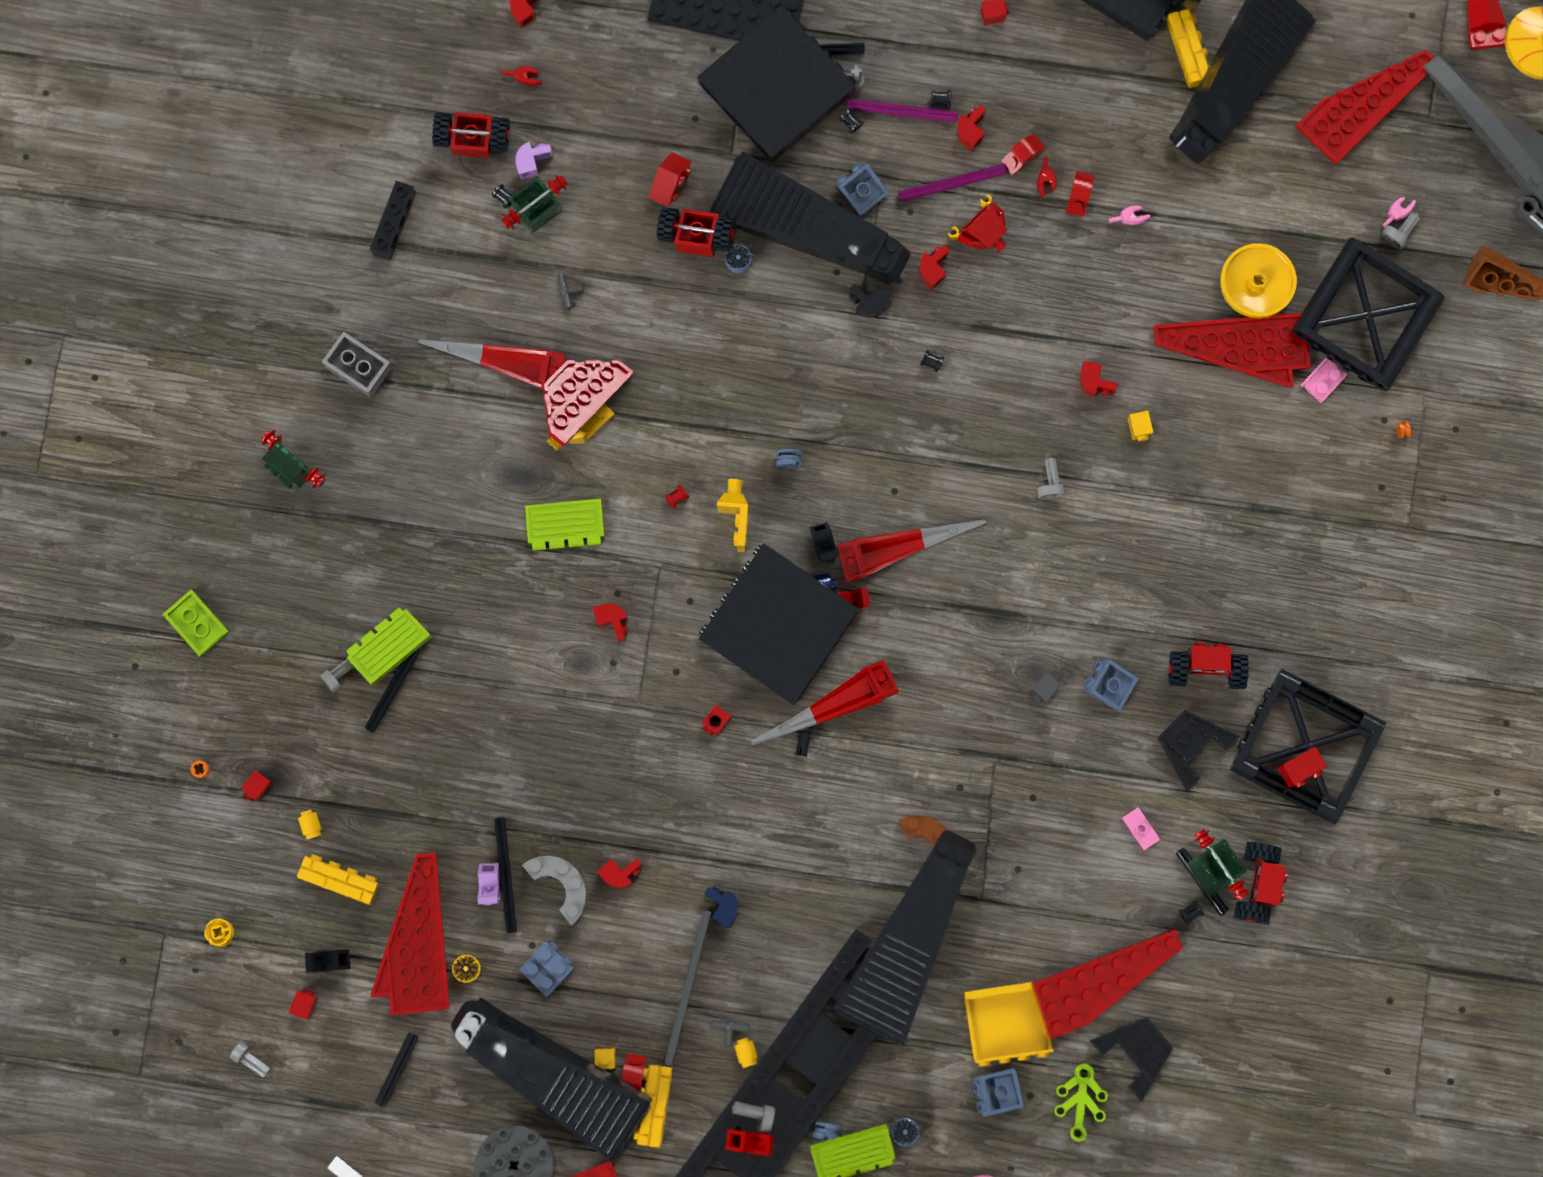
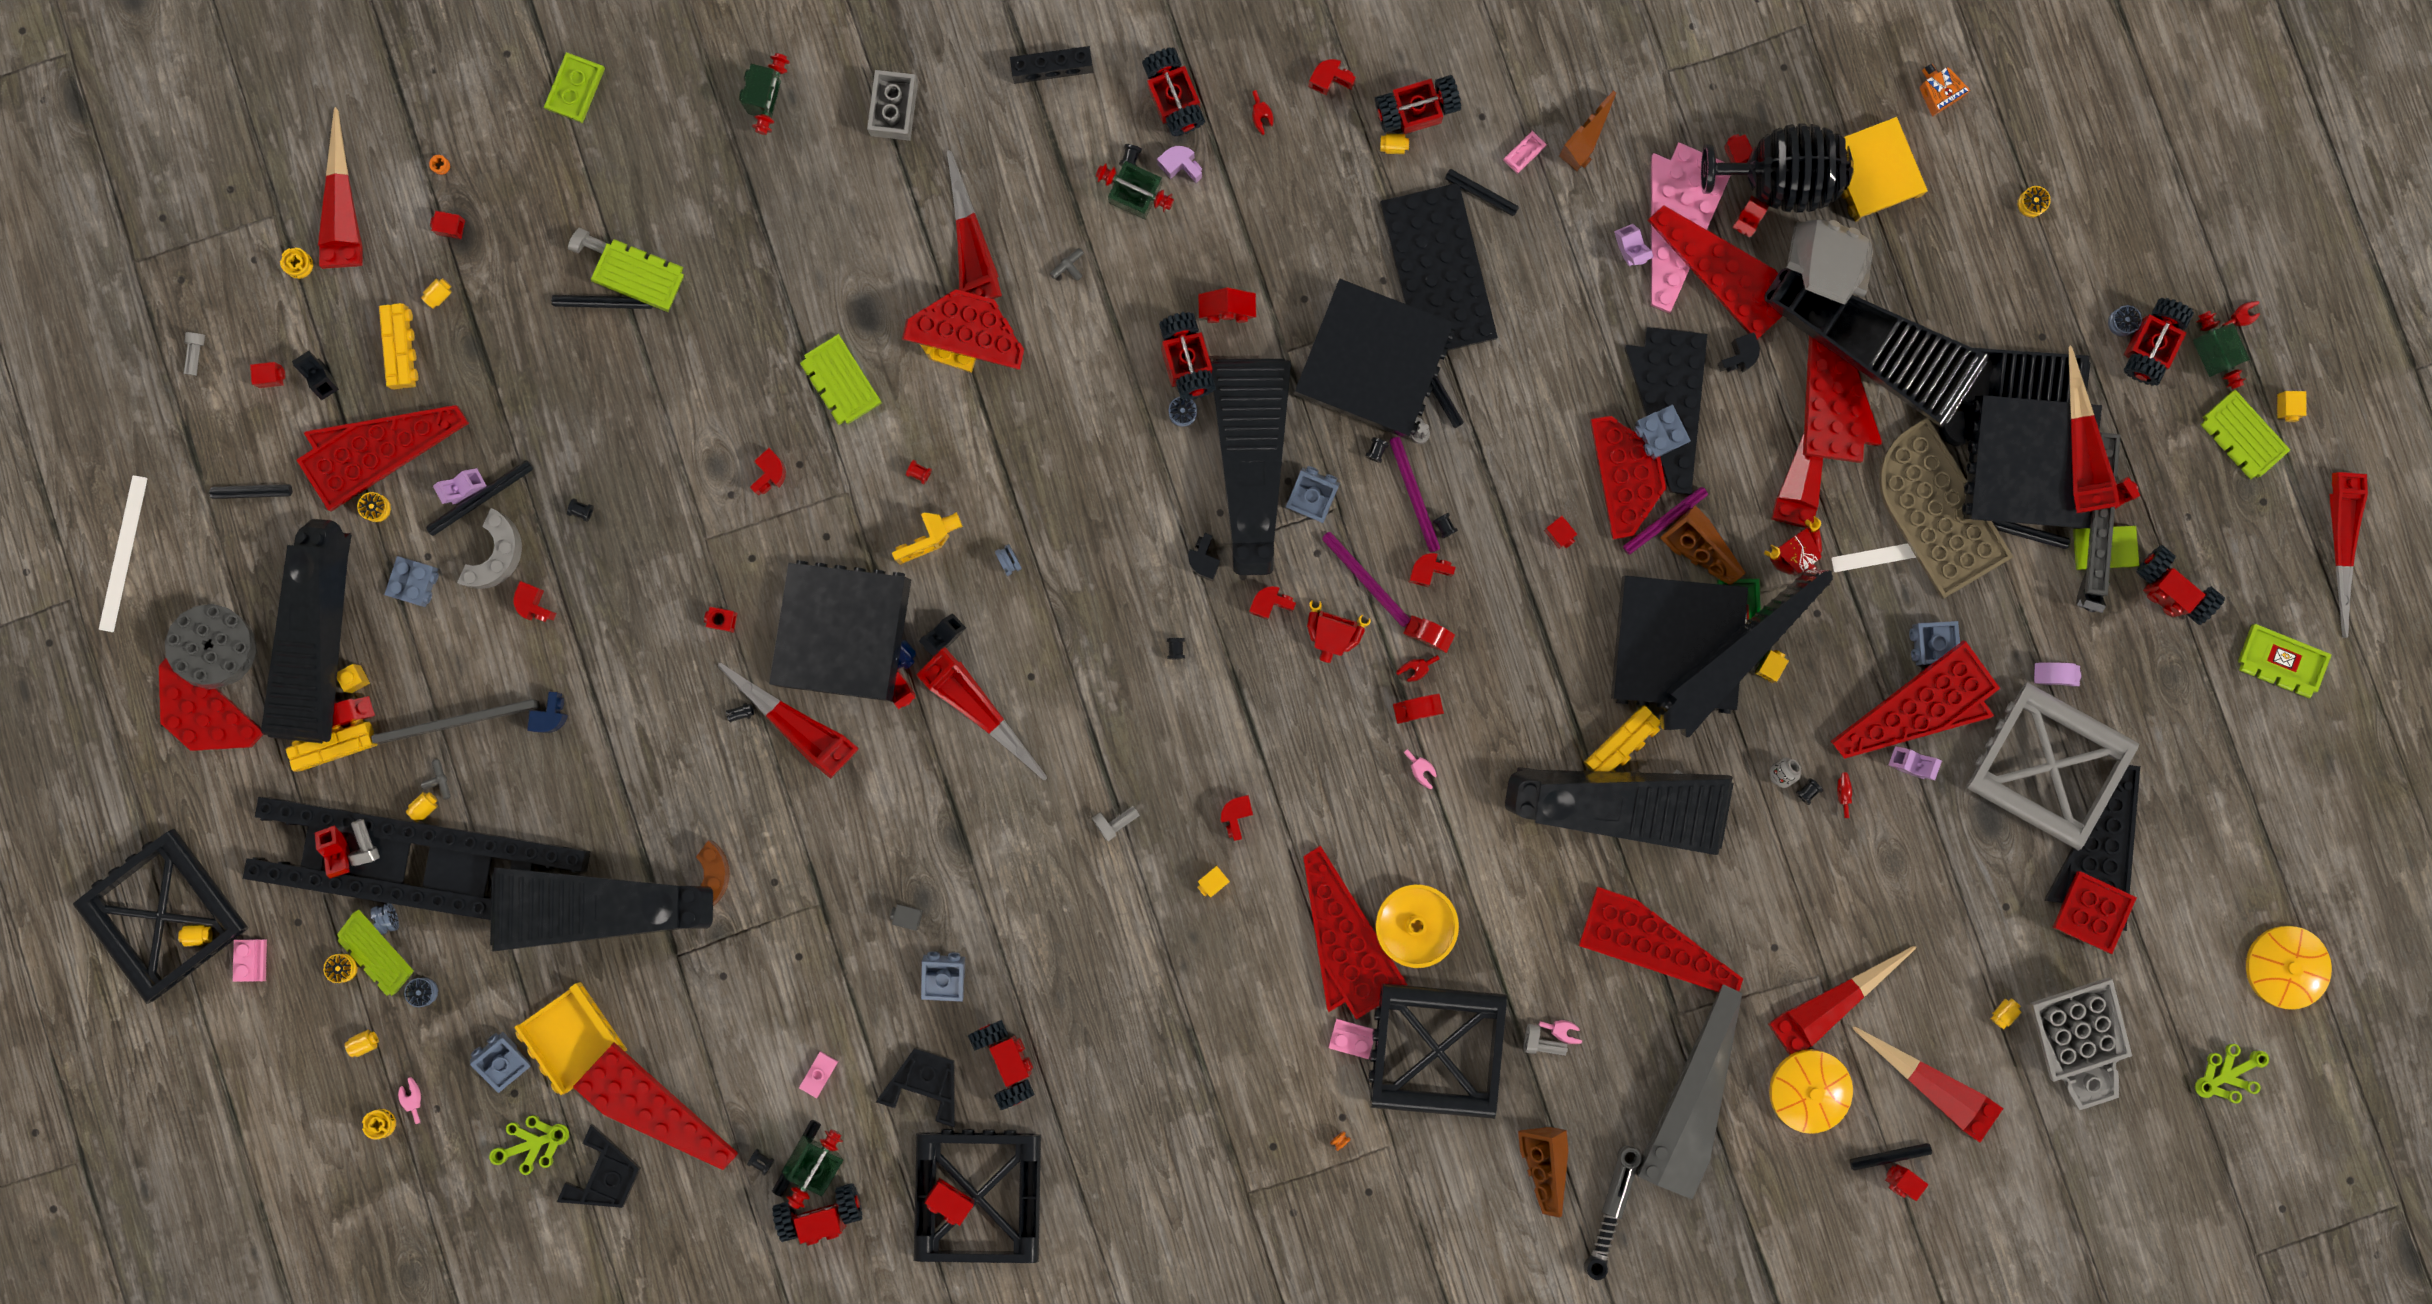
camera: 60 degrees right, 5 degrees up
(211, 882) = (339, 231): none -> red plate
(561, 794) = (580, 510): none -> black bush

